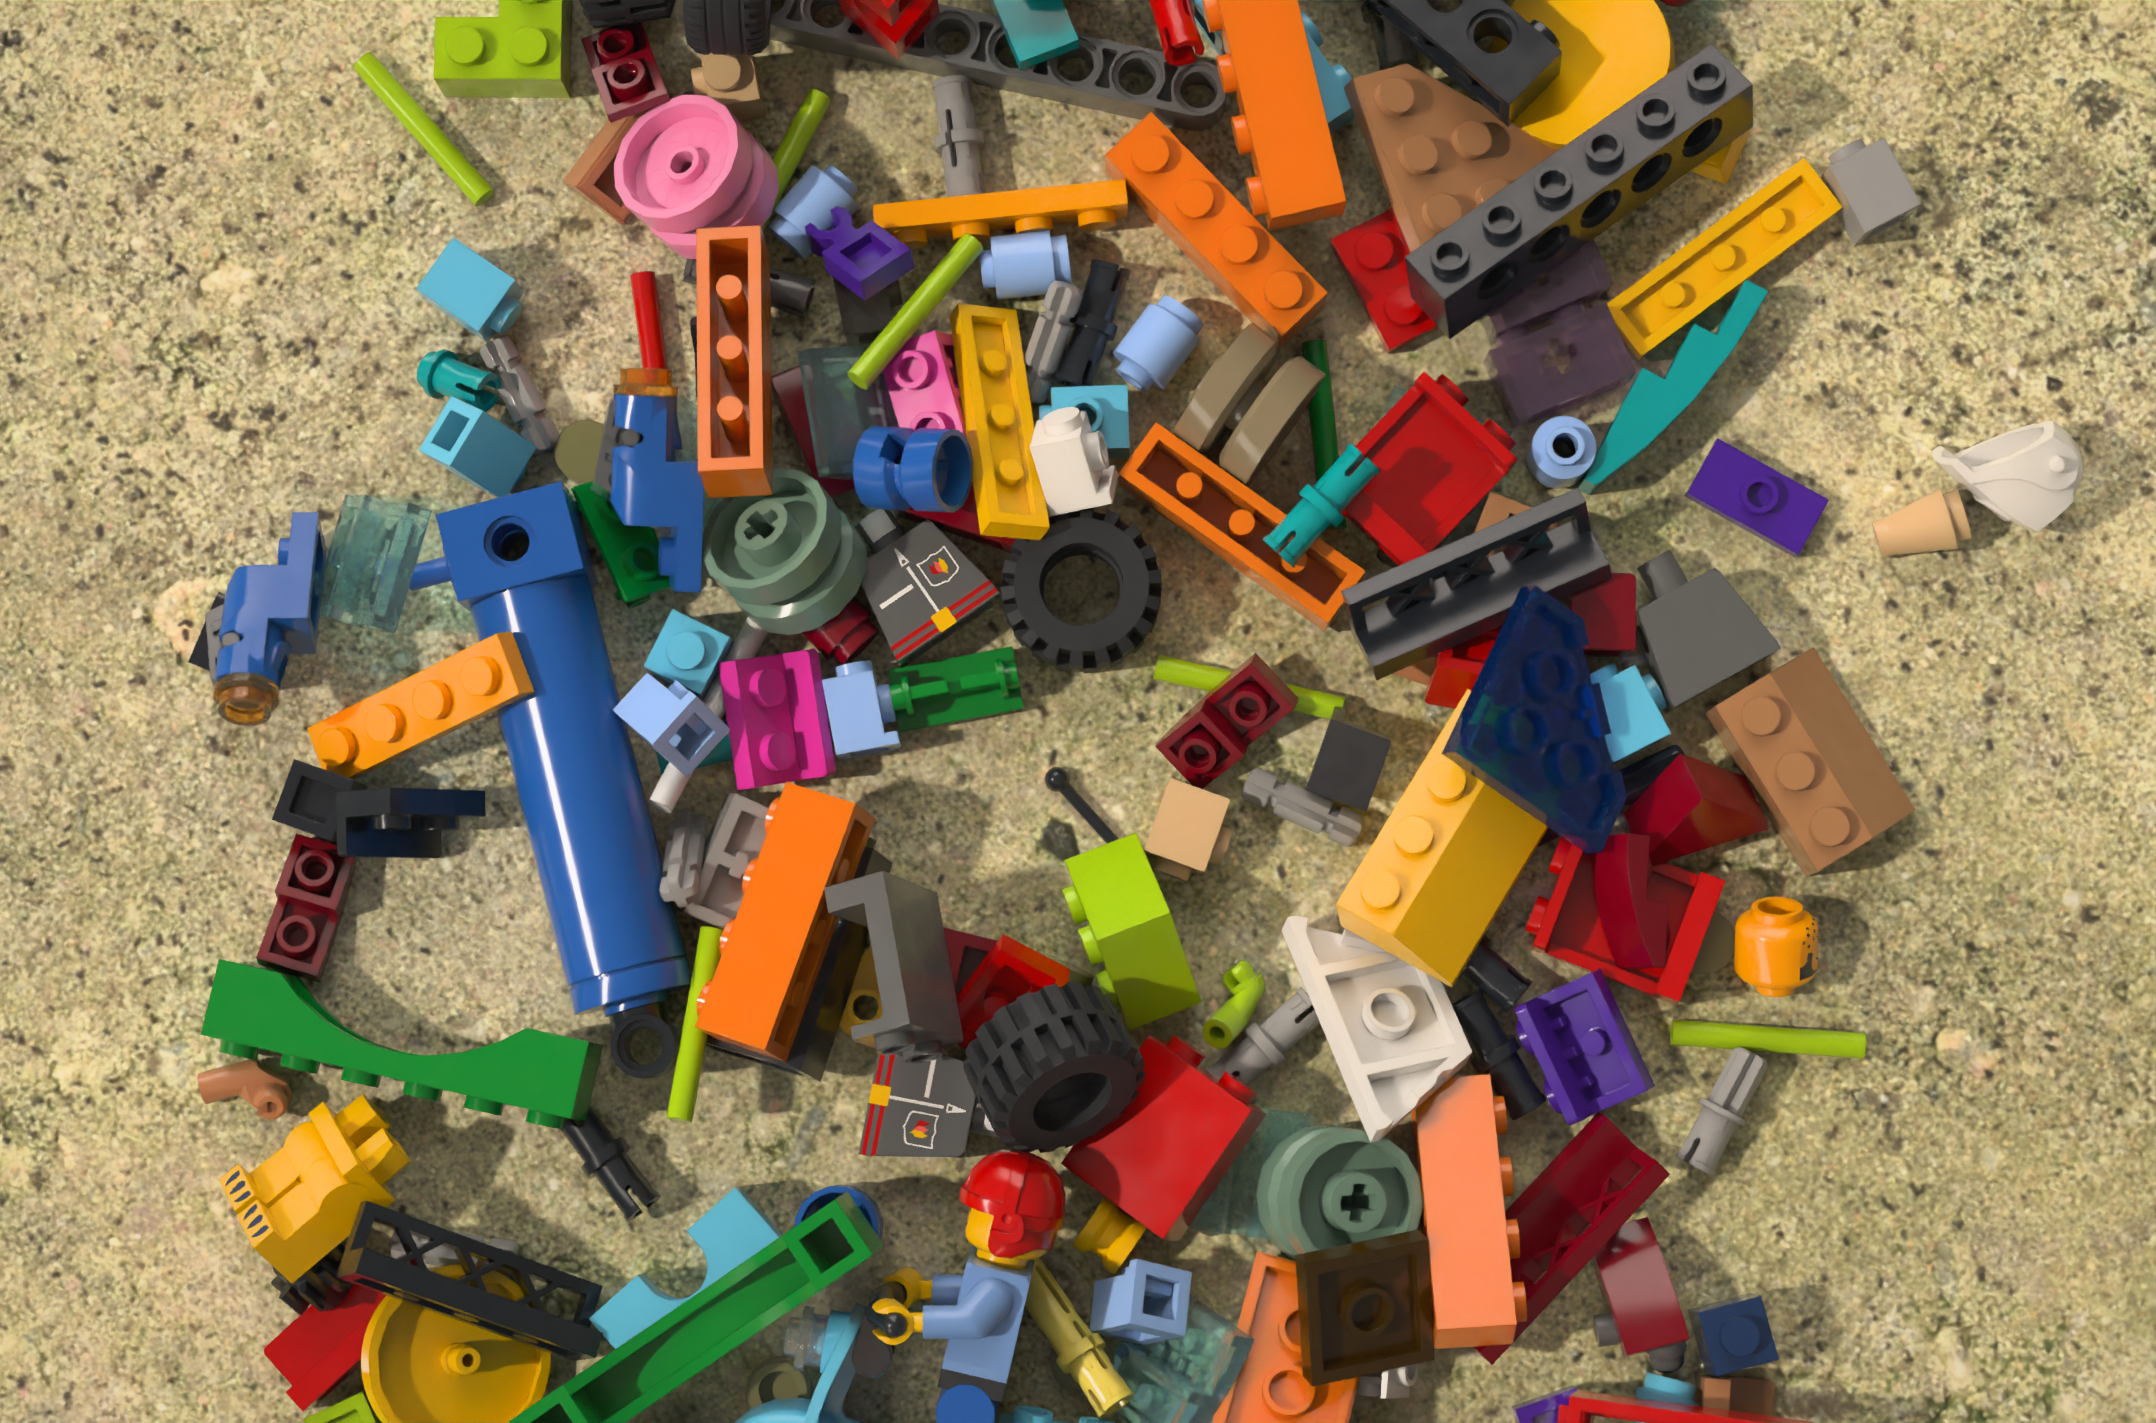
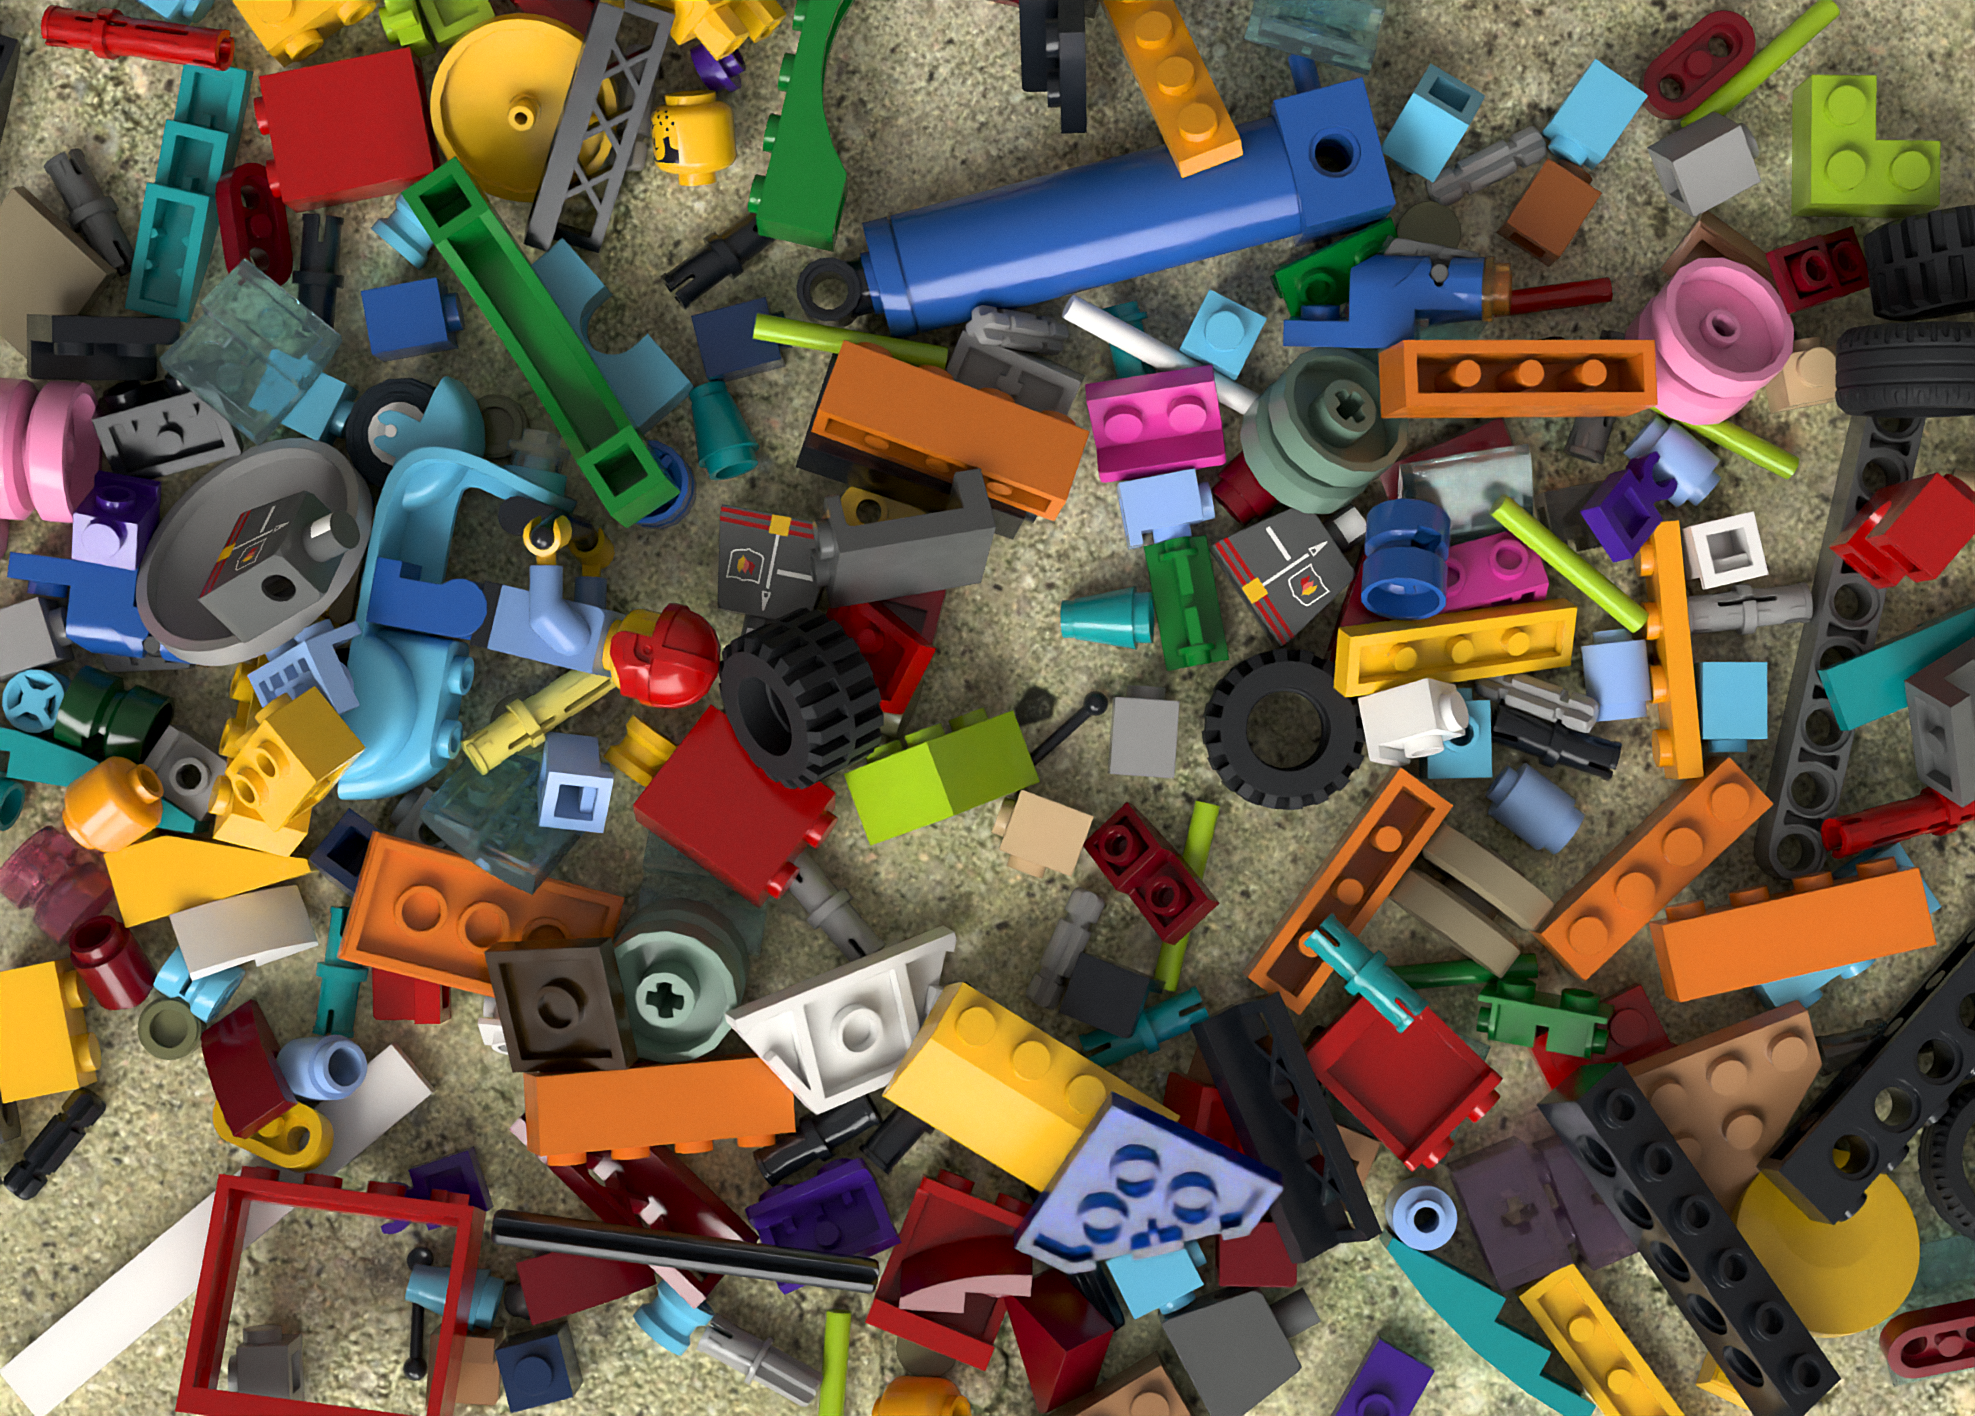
camera: 90 degrees right, 5 degrees up
(422, 1166) = (721, 73): none -> dark purple plate
(423, 191) = (1695, 67): none -> dark red plate
(444, 375) = (1506, 91): teal pin -> none
(485, 1188) = (693, 136): none -> yellow head
(519, 181) = (1705, 163): none -> light grey brick
(564, 332) = (1550, 210): none -> dark orange brick
(672, 722) = (1151, 317): light blue brick -> none
(694, 1148) = (728, 344): none -> dark blue brick
(785, 1158) = (721, 433): none -> teal cone
(903, 161) = (1723, 551): none -> white brick
(971, 764) = (1110, 618): none -> teal cone
(1053, 152) = (1731, 703): none -> medium azure brick
(1087, 730) = (1143, 733): none -> light grey brick
(1237, 1011) = (861, 879): lime arm -> none
(1364, 307) = (1570, 1017): none -> green hinge
(1379, 715) = (1154, 1027): none -> teal pin
(1610, 1183) = (684, 1251): none -> black axle
(1680, 1199) = (671, 1319): none -> medium azure wheel

